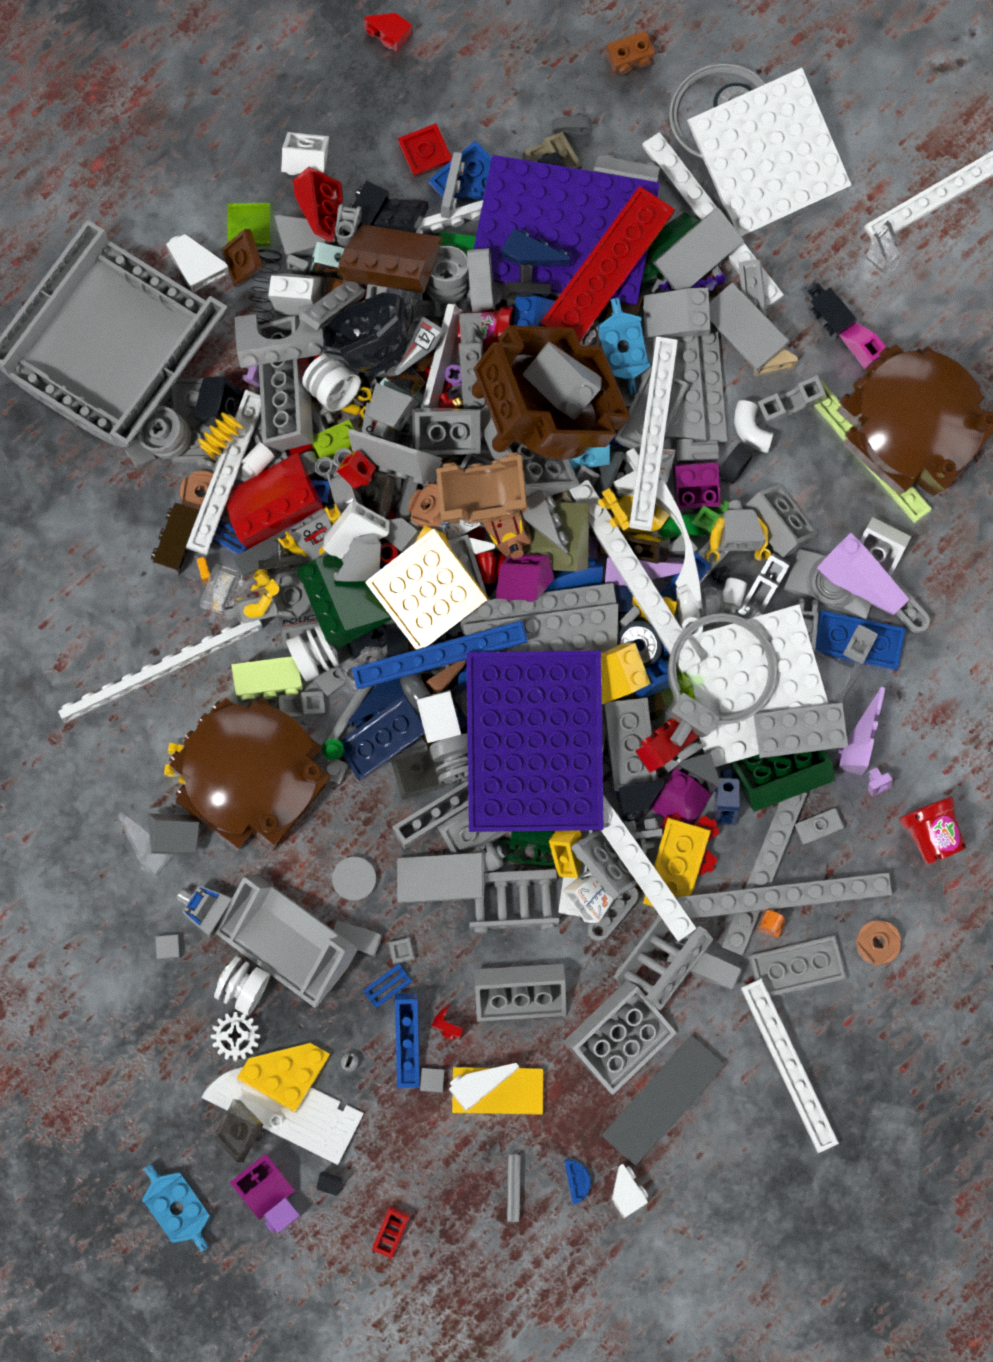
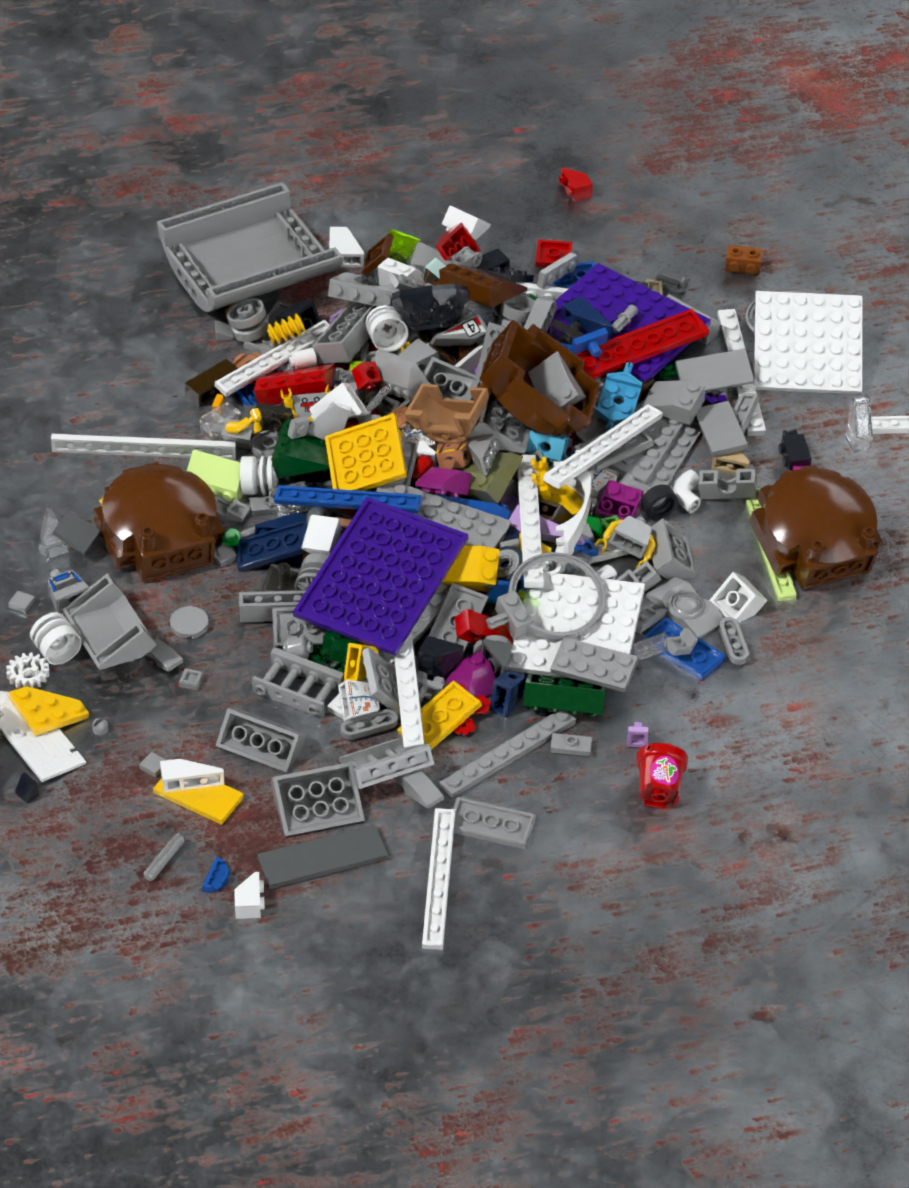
camera: 30 degrees right, 30 degrees down
(332, 585) = (298, 427): none -> light grey plate
(400, 1214) = (49, 832): red slope -> none
(402, 975) = (164, 694): blue tile -> none
(407, 1040) = (154, 727): blue slope -> none
(440, 878) = (253, 642): light grey tile -> none
(448, 1030) = (189, 736): red plate -> none
(563, 295) = (590, 342): none -> blue tile
(572, 232) = (624, 318): none -> light grey axle
(721, 574) = (600, 562): black plate -> none
(771, 923) = (488, 782): orange leg -> none
(786, 896) = (514, 770): light grey plate -> none
(857, 571) = (709, 598): lavender wedge -> none
(860, 743) = (641, 703): lavender wedge -> none
(891, 944) = (564, 843): nougat plate -> none

